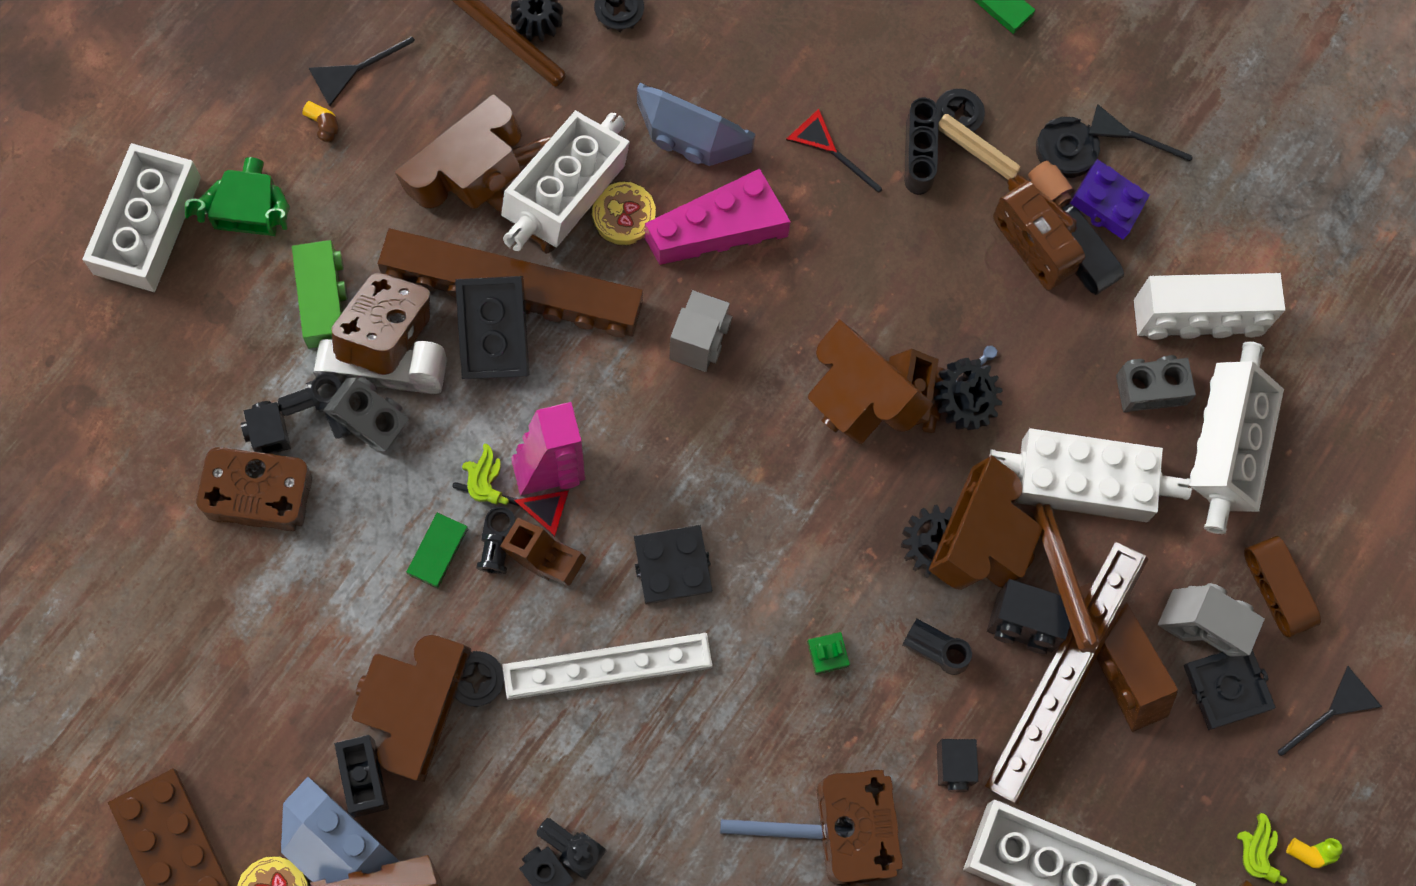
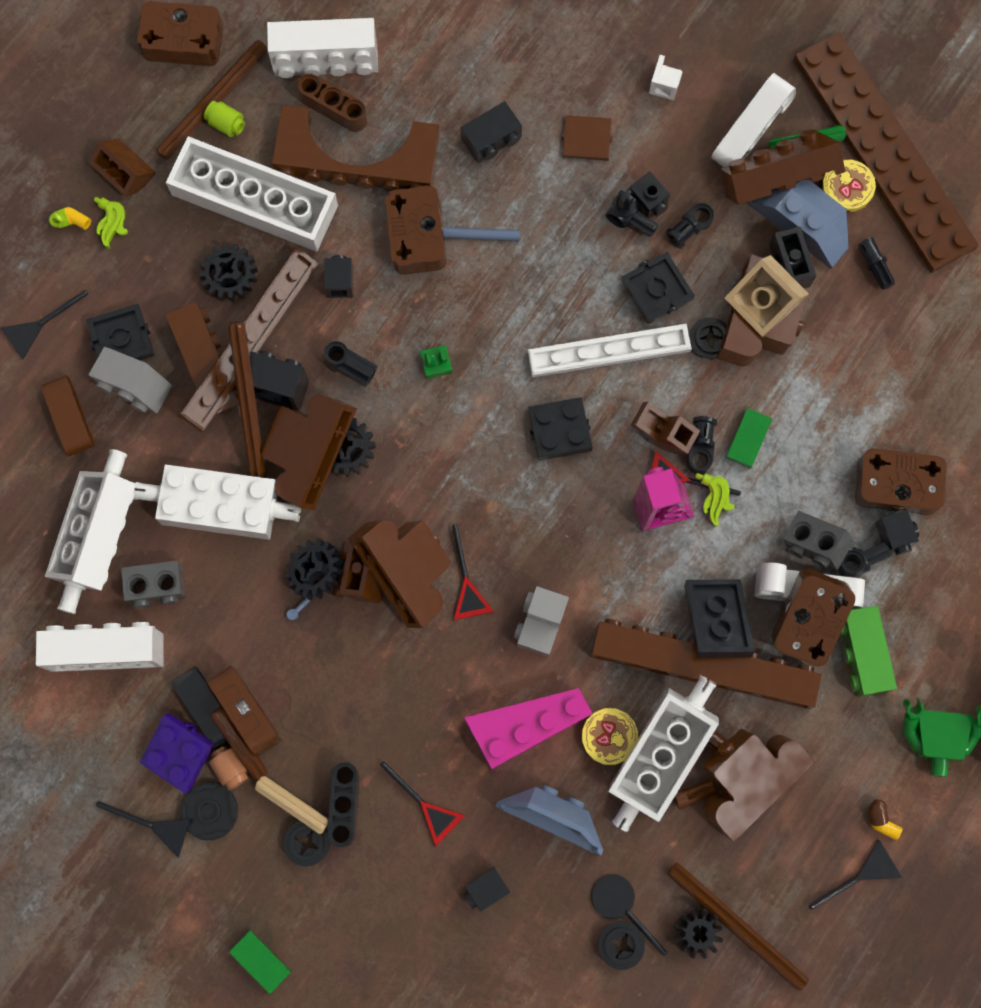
camera: 175 degrees left, 5 degrees up
(248, 778) = (876, 263): none -> black axle
(402, 712) = (766, 295): none -> tan slope
(491, 836) = (689, 225): none -> black connector
(541, 746) = (657, 287): none -> black plate
(623, 55) = (615, 898): none -> black piece
(763, 60) = (486, 890): none -> black brick
(782, 365) = (470, 600): none -> piece
(1113, 778) = (227, 283): none -> black gear

